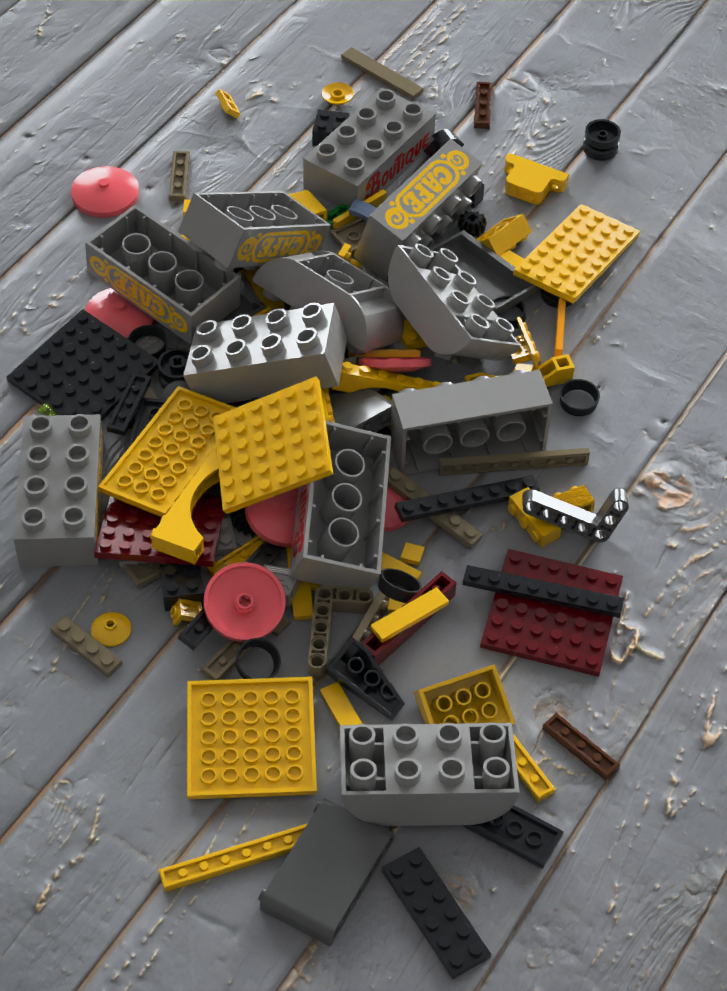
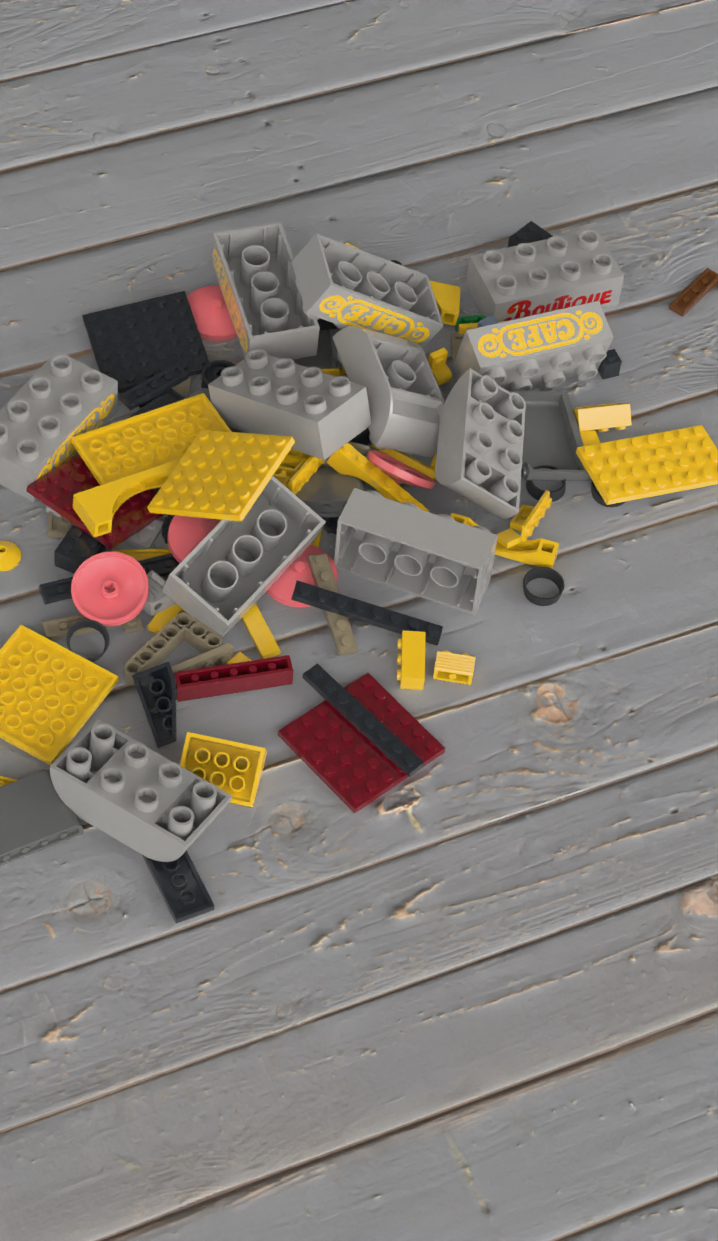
camera: 30 degrees right, 0 degrees up
(46, 410) = (92, 360): clear neon green arm -> none
(104, 192) = (291, 201): coral dish -> none
(149, 330) = (220, 335): black tyre -> none
(179, 175) = (365, 220): dark tan tile -> none
(185, 610) = (64, 571): yellow bracket -> none
(227, 103) = (460, 177): yellow plate -> none
(337, 93) = (567, 216): yellow dish -> none
(339, 705) = (125, 712): yellow tile -> none
(382, 73) = (626, 218): dark tan tile -> none
(401, 578) = (250, 638): black tyre -> none
(409, 614) = (231, 672): yellow tile -> none
(412, 553) = (286, 632): yellow tile -> none
(436, 913) = (66, 903): black plate -> none
(440, 139) = (623, 306): black brick -> none
(472, 223) = (584, 391): black gear -> none
(513, 461) = (437, 607): dark tan tile -> none
(531, 774) = (230, 840): yellow tile -> none
(532, 180) = (675, 381): yellow brick -> none
(560, 327) = (579, 520): light orange tile -> none
(577, 520) = (437, 674): dark grey beam -> none
(581, 746) = (289, 855): reddish brown tile -> none

